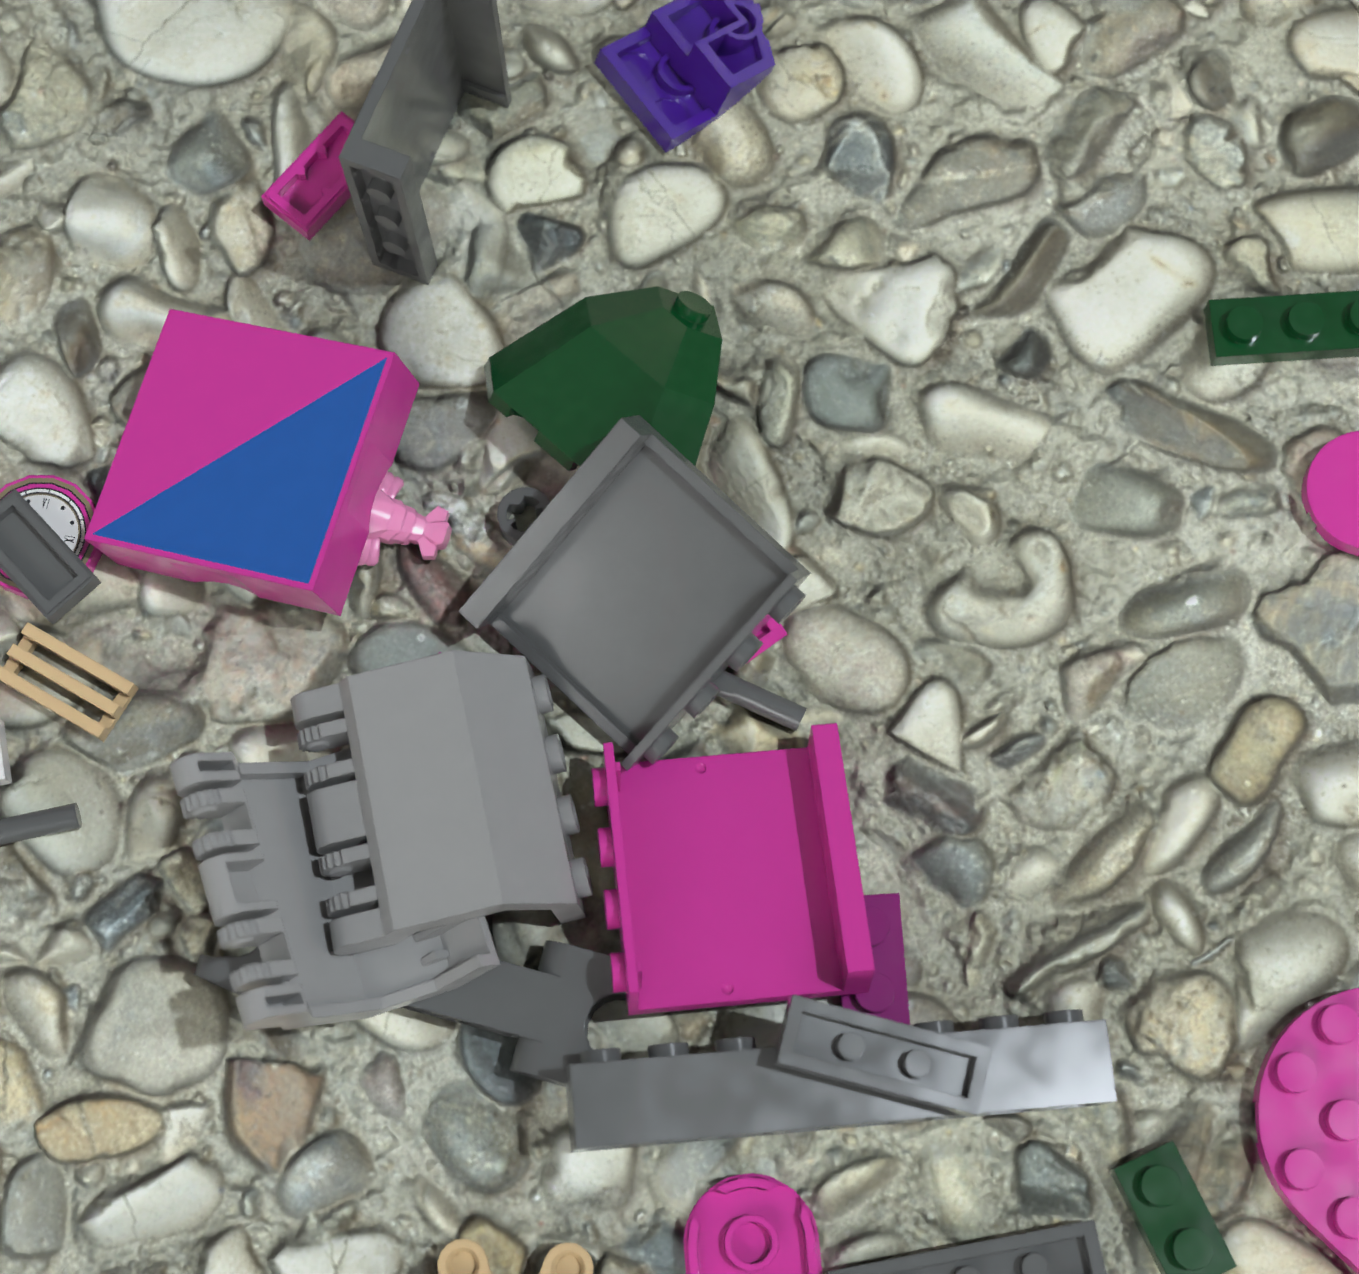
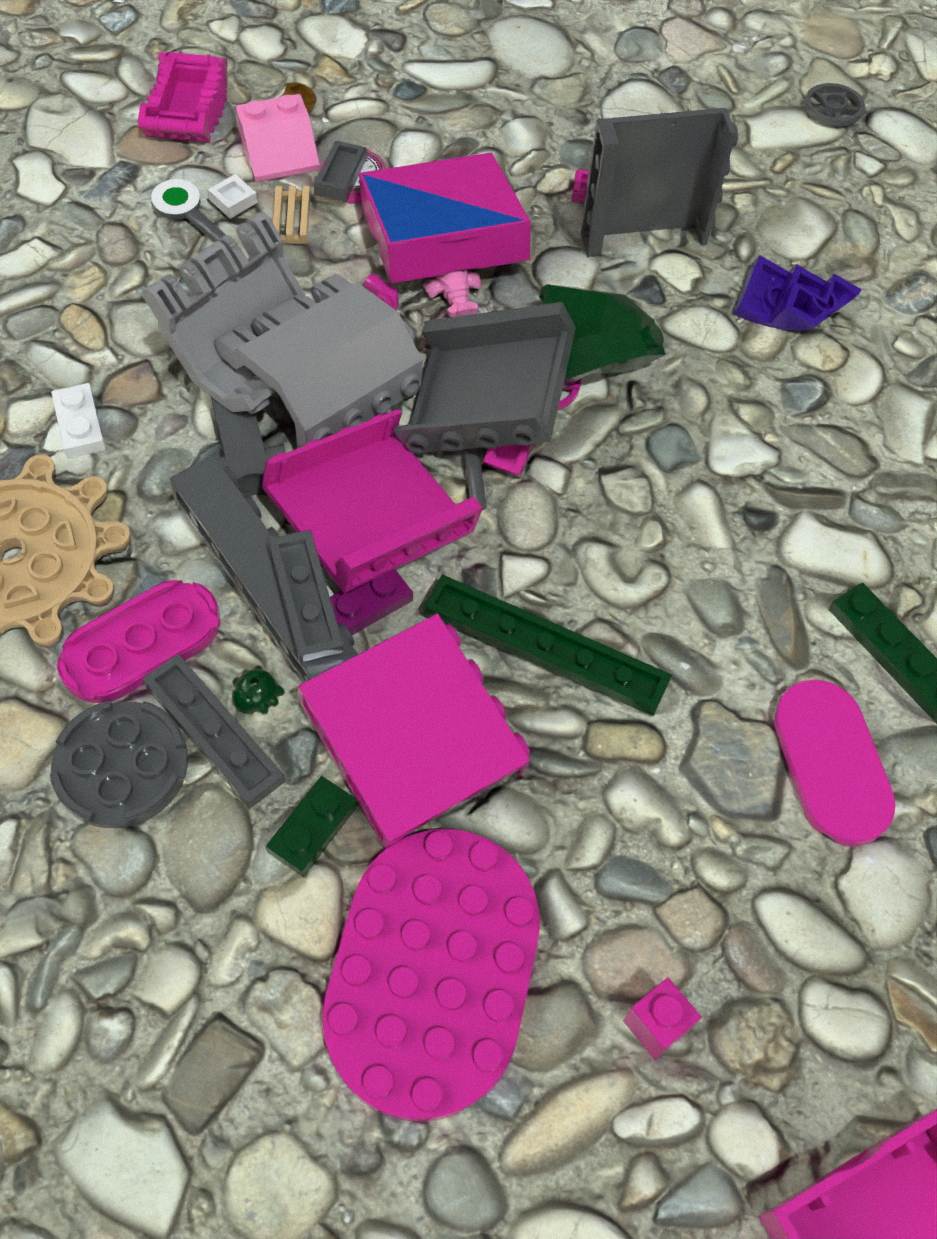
camera: 55 degrees right, 15 degrees down
(299, 1224) = (78, 420): none -> white plate
(341, 634) = (382, 290): none -> dark pink arm
(927, 1210) = (259, 697): none -> dark green animal
(1075, 764) = (548, 645): none -> dark green plate
(1131, 1013) = (412, 728): none -> dark pink panel

